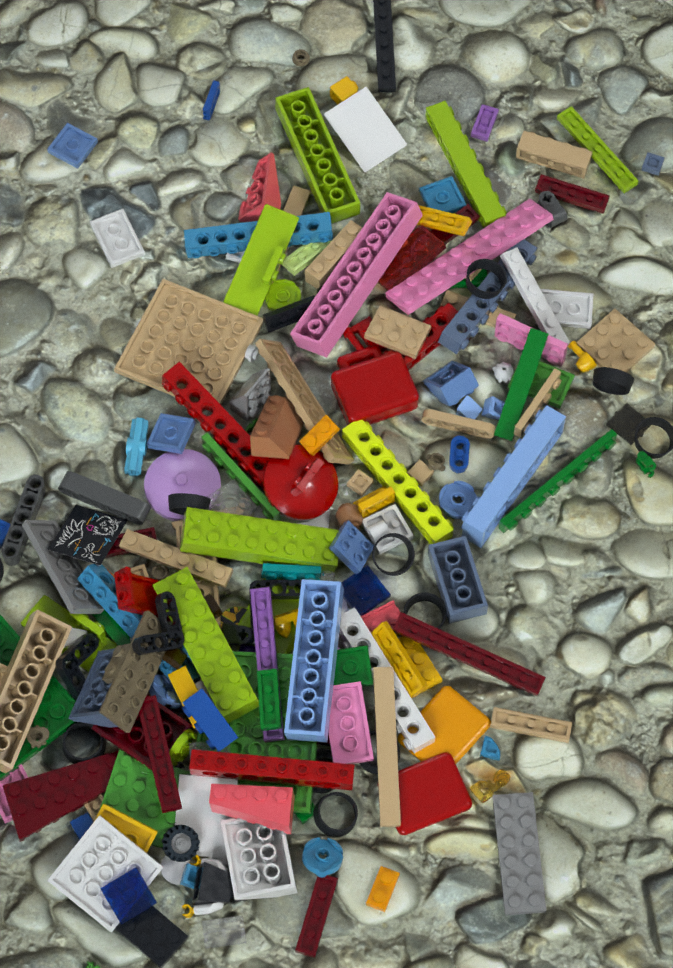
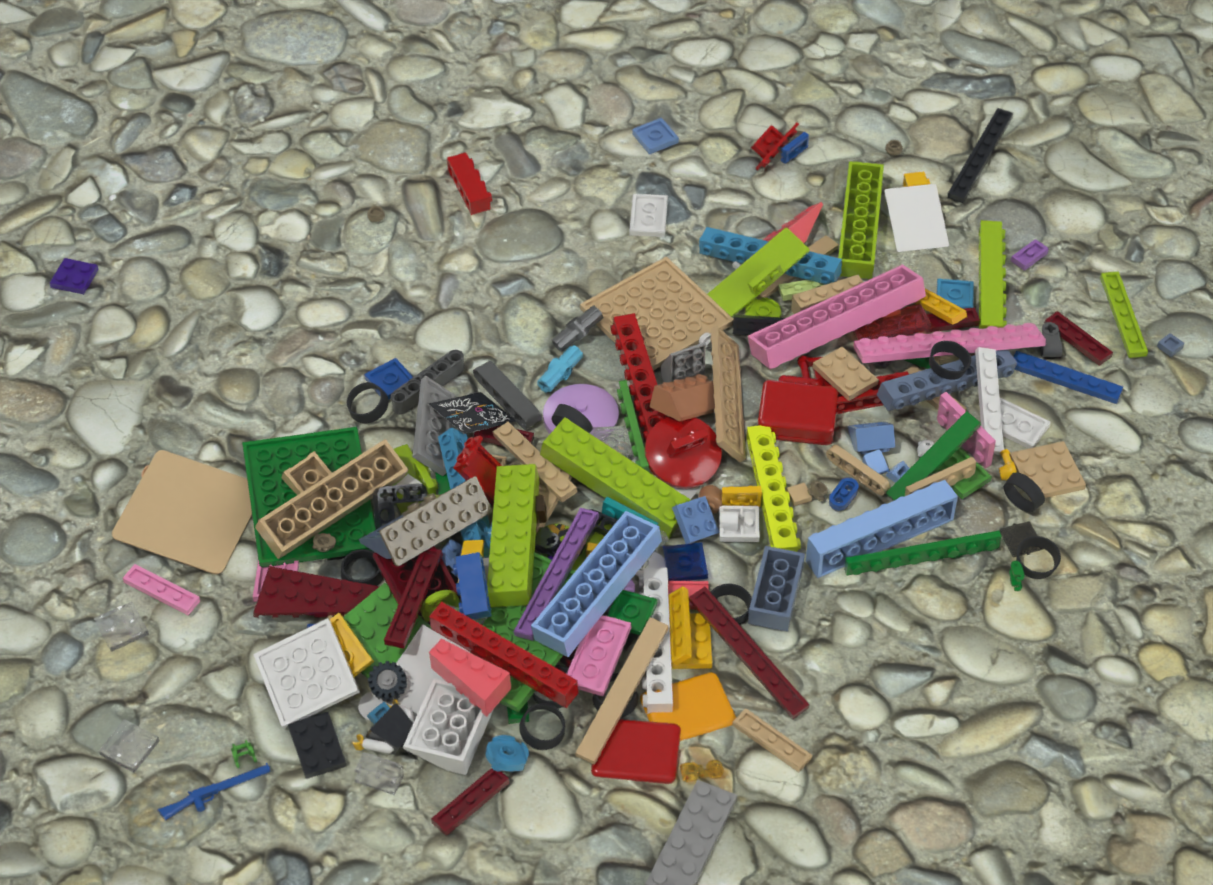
camera: 30 degrees right, 15 degrees down
(128, 397) = (577, 328): none -> dark grey piece
(128, 895) = (313, 699): clear blue plate -> none
(168, 631) = (483, 502): black beam -> none
(171, 433) = (596, 370): medium blue plate -> none
(174, 657) = (478, 529): dark brown tile -> none
(186, 105) = (769, 142): none -> red bracket
(269, 699) = (537, 597): green plate -> none
(319, 435) = (720, 417): light orange plate -> none
(360, 482) = (738, 477): tan plate -> none
(382, 888) = (545, 809): light orange plate -> none
(411, 554) = (729, 523): black tyre -> none
(453, 490) = (814, 520): medium blue plate -> none
(490, 749) = (720, 742): dark azure tile -> none
(554, 154) = (1079, 301): tan brick -> none
(584, 239) = (1067, 377): none -> blue plate

